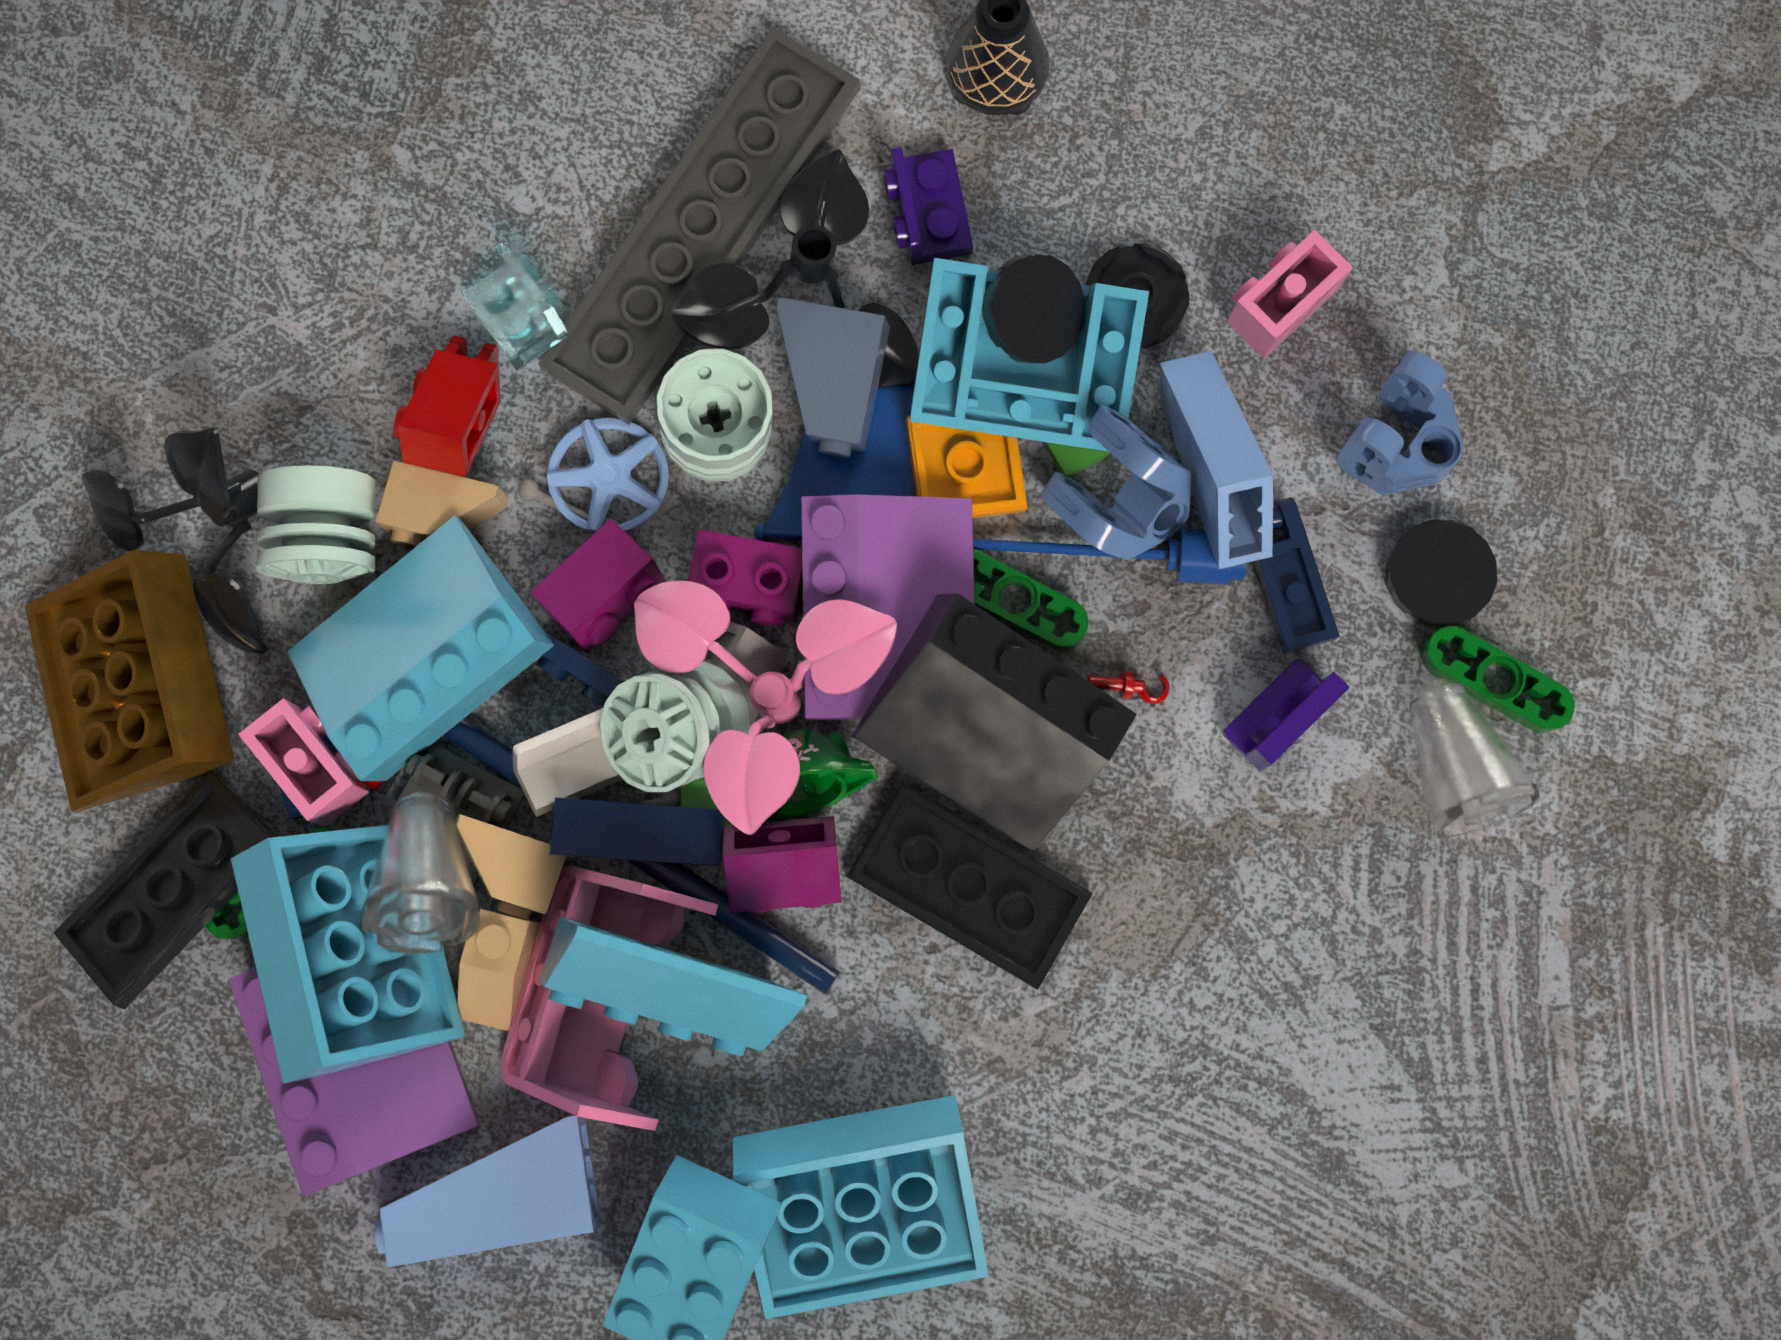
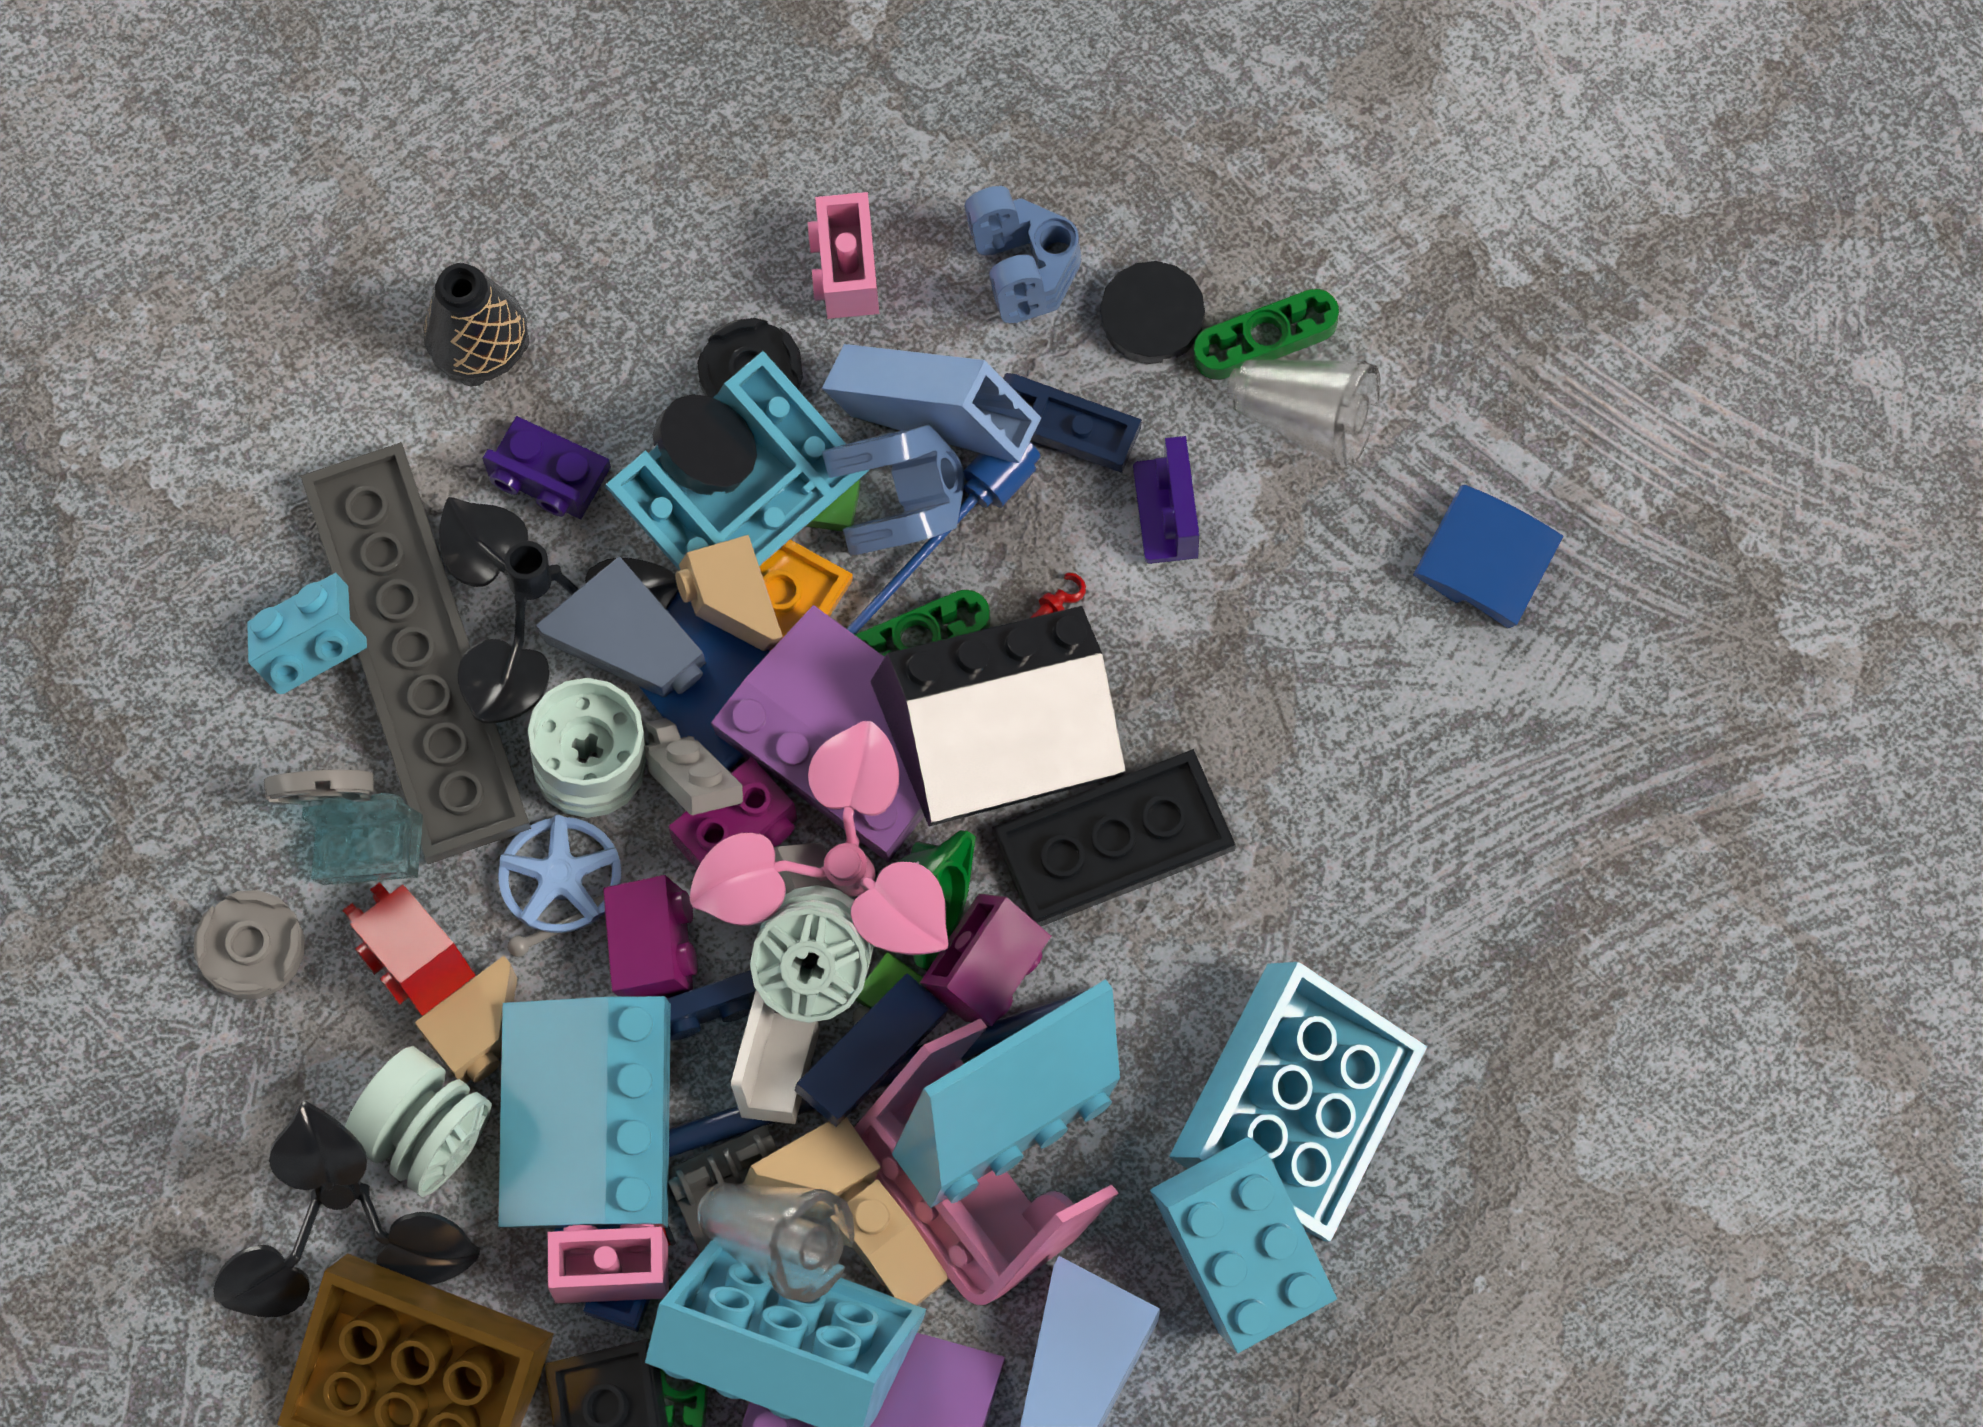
camera: 50 degrees left, 10 degrees down
(379, 289) = (249, 945): none -> light grey tile
(528, 238) = (318, 785): none -> light grey tile
(645, 130) = (304, 635): none -> medium azure bracket
(753, 510) = (689, 770): none -> light grey hinge
(925, 423) = (730, 591): none -> tan slope
(1451, 1010) = (1488, 555): none -> blue slope

